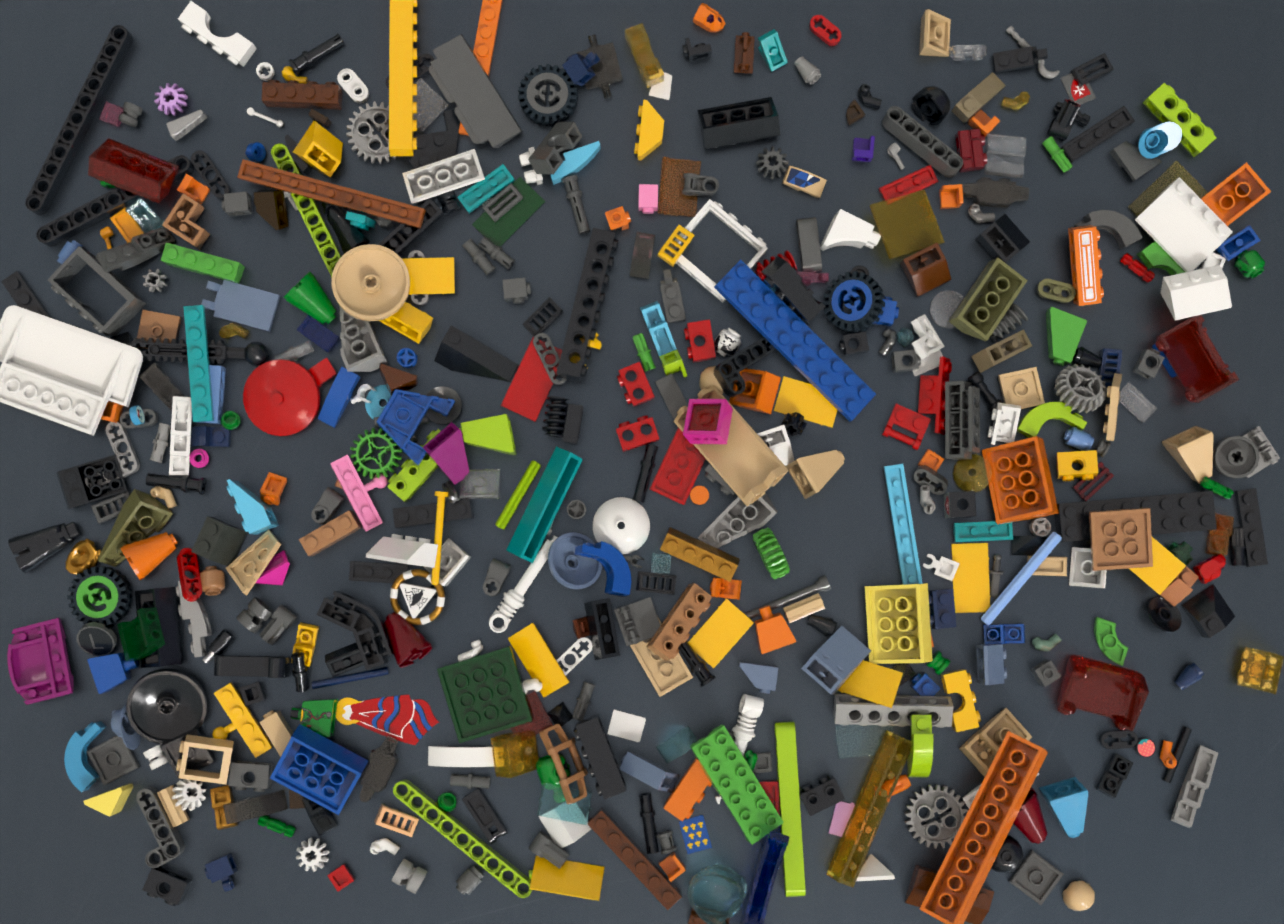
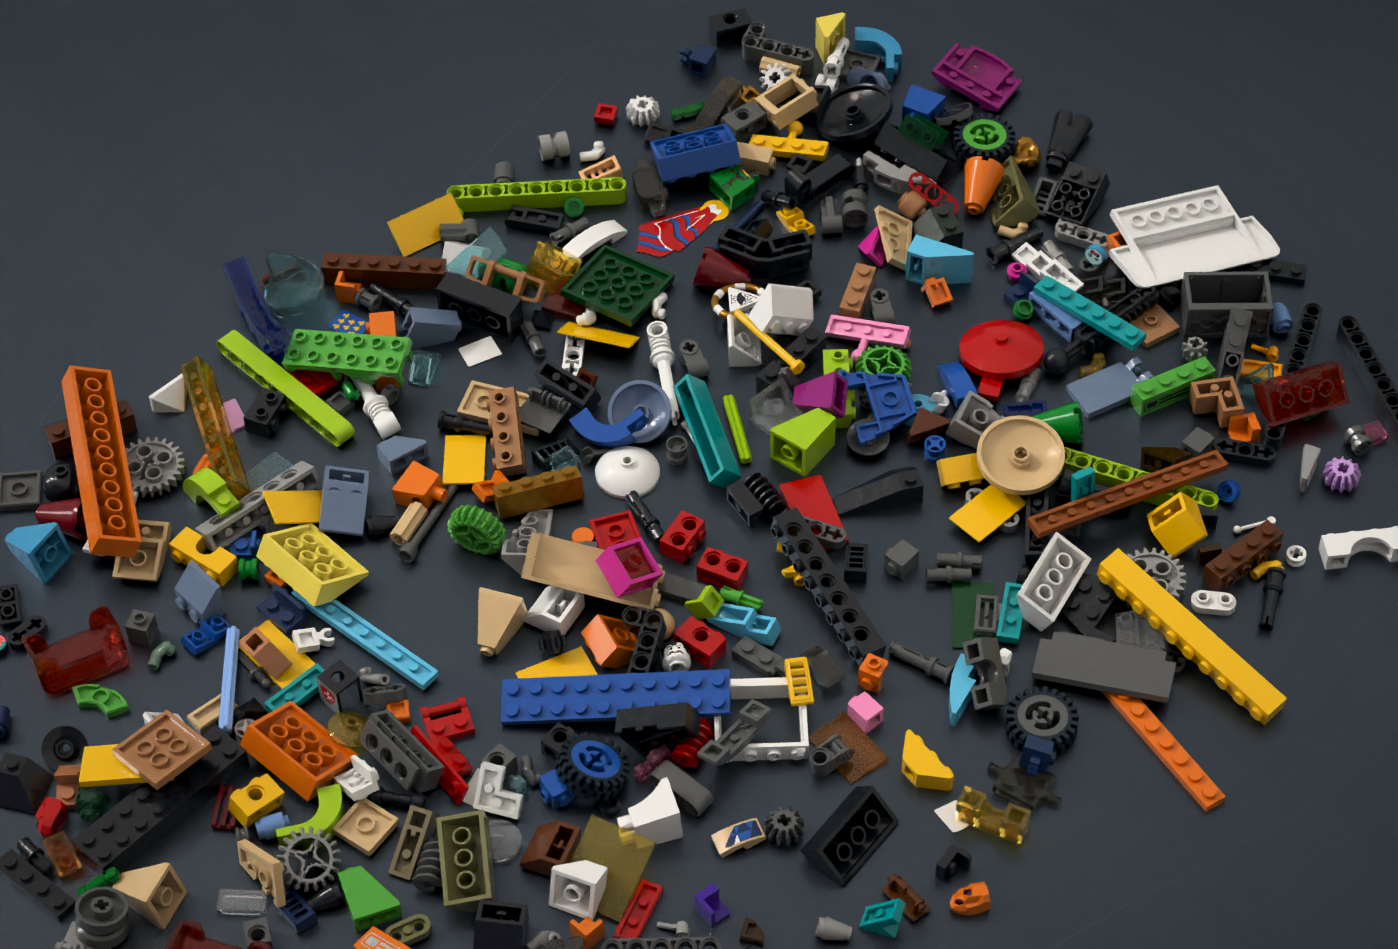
camera: 140 degrees right, 35 degrees down
(132, 767) = (835, 60): none -> white pin
(752, 240) = (738, 736): none -> dark grey slope
(932, 221) = (578, 887): none -> white slope
(984, 577) = (265, 653): none -> nougat slope

